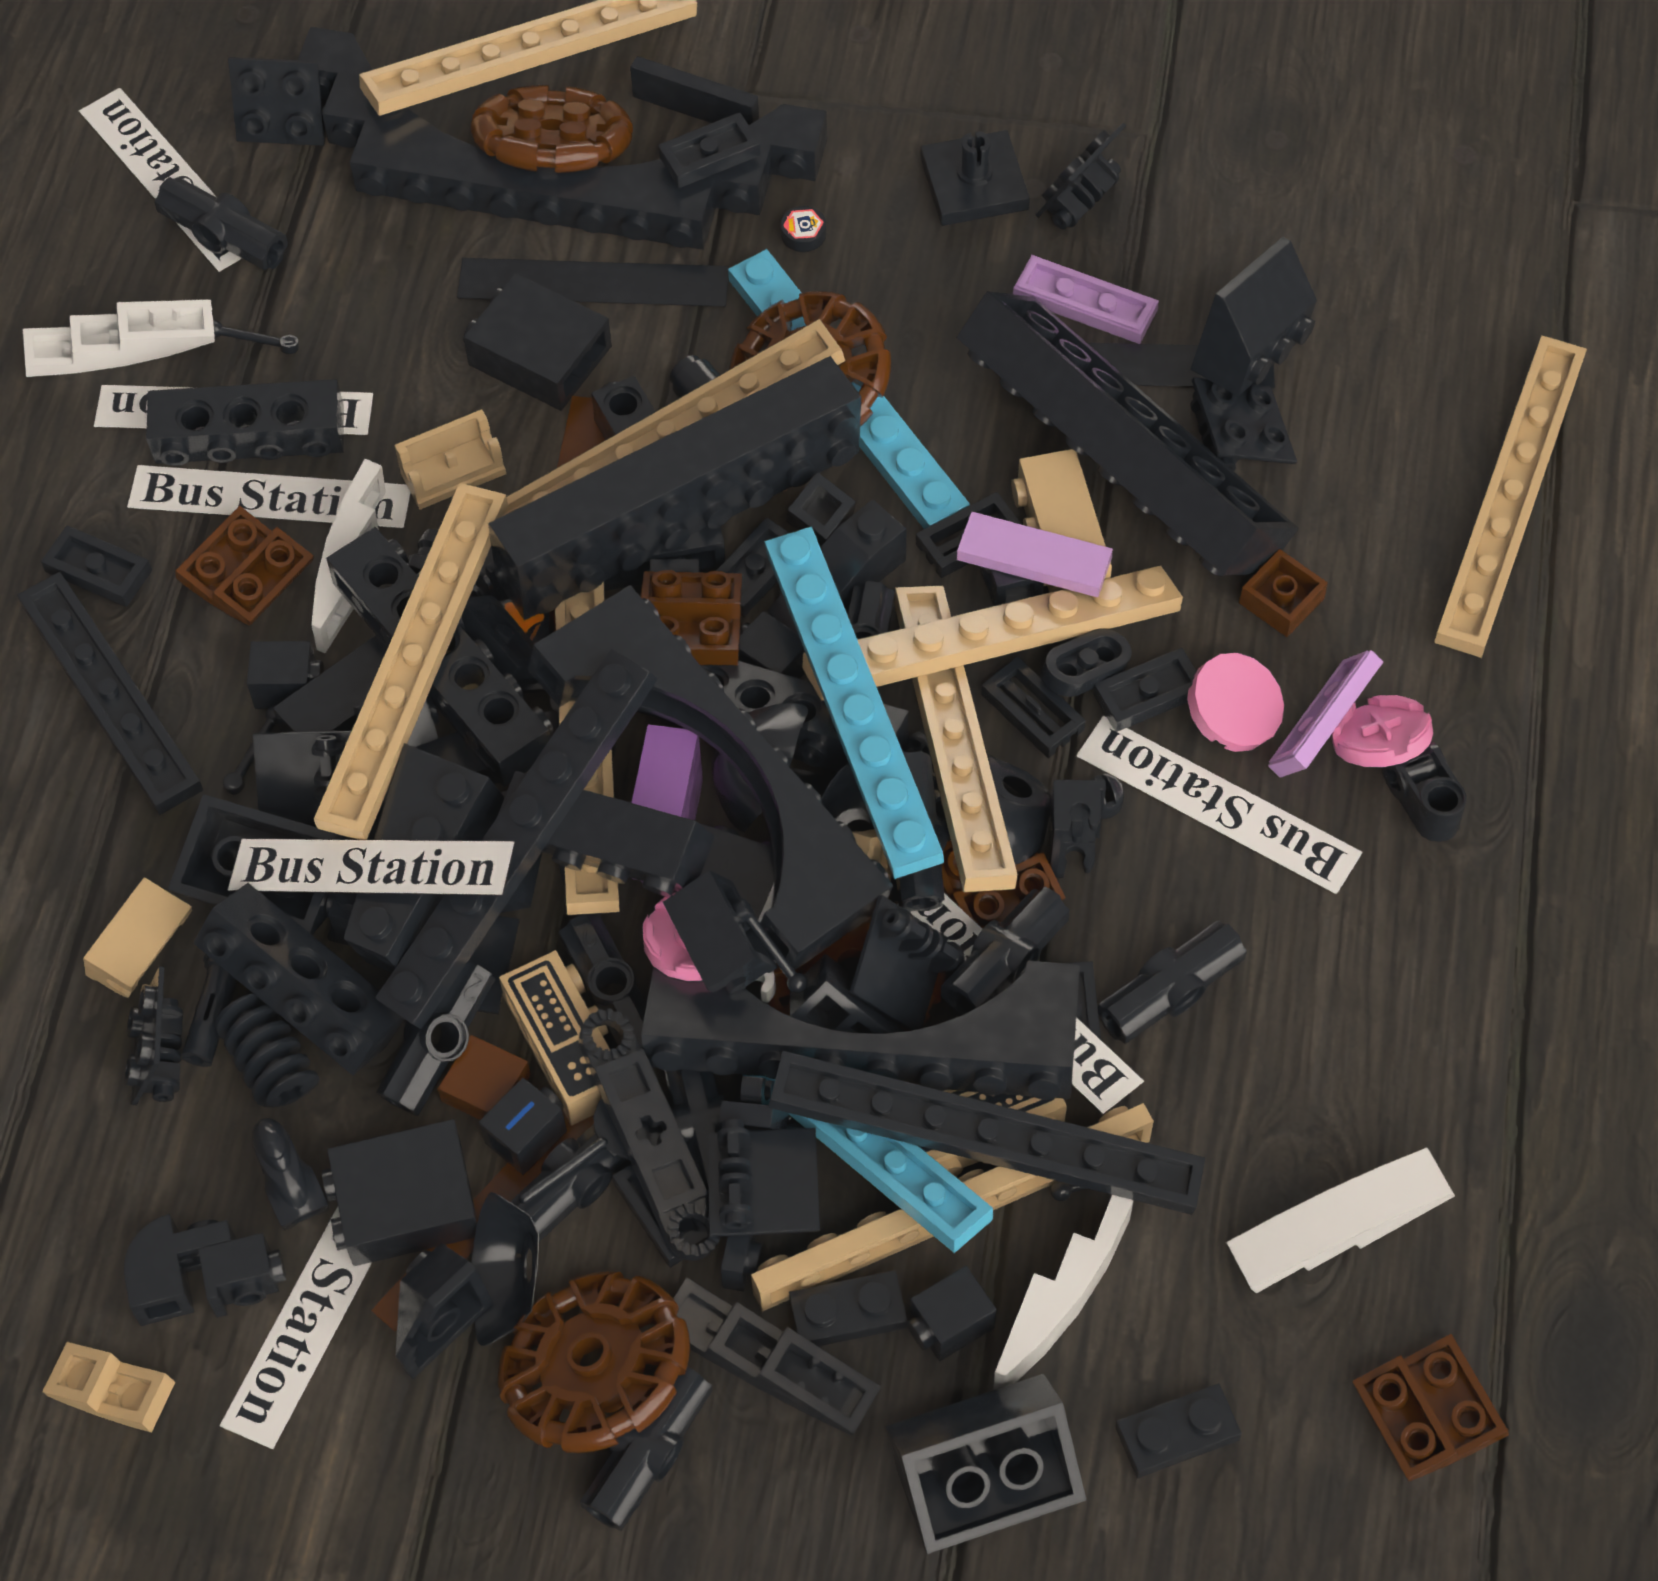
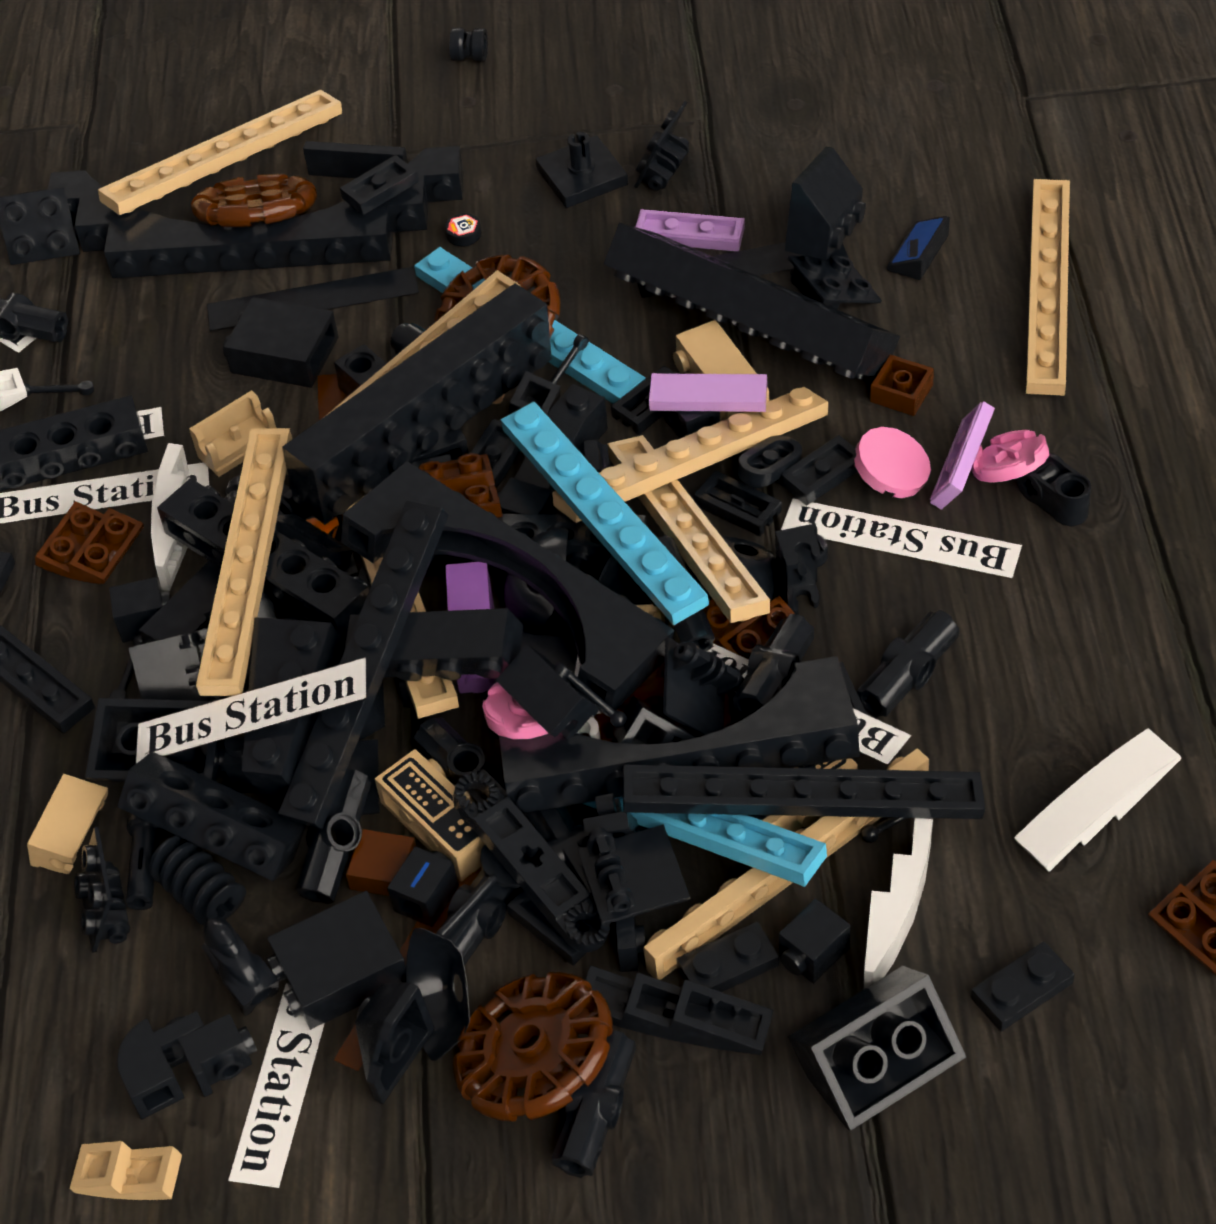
camera: 10 degrees left, 10 degrees down
(897, 441) = (580, 343): none -> black hinge
(1367, 397) = (920, 247): none -> slope

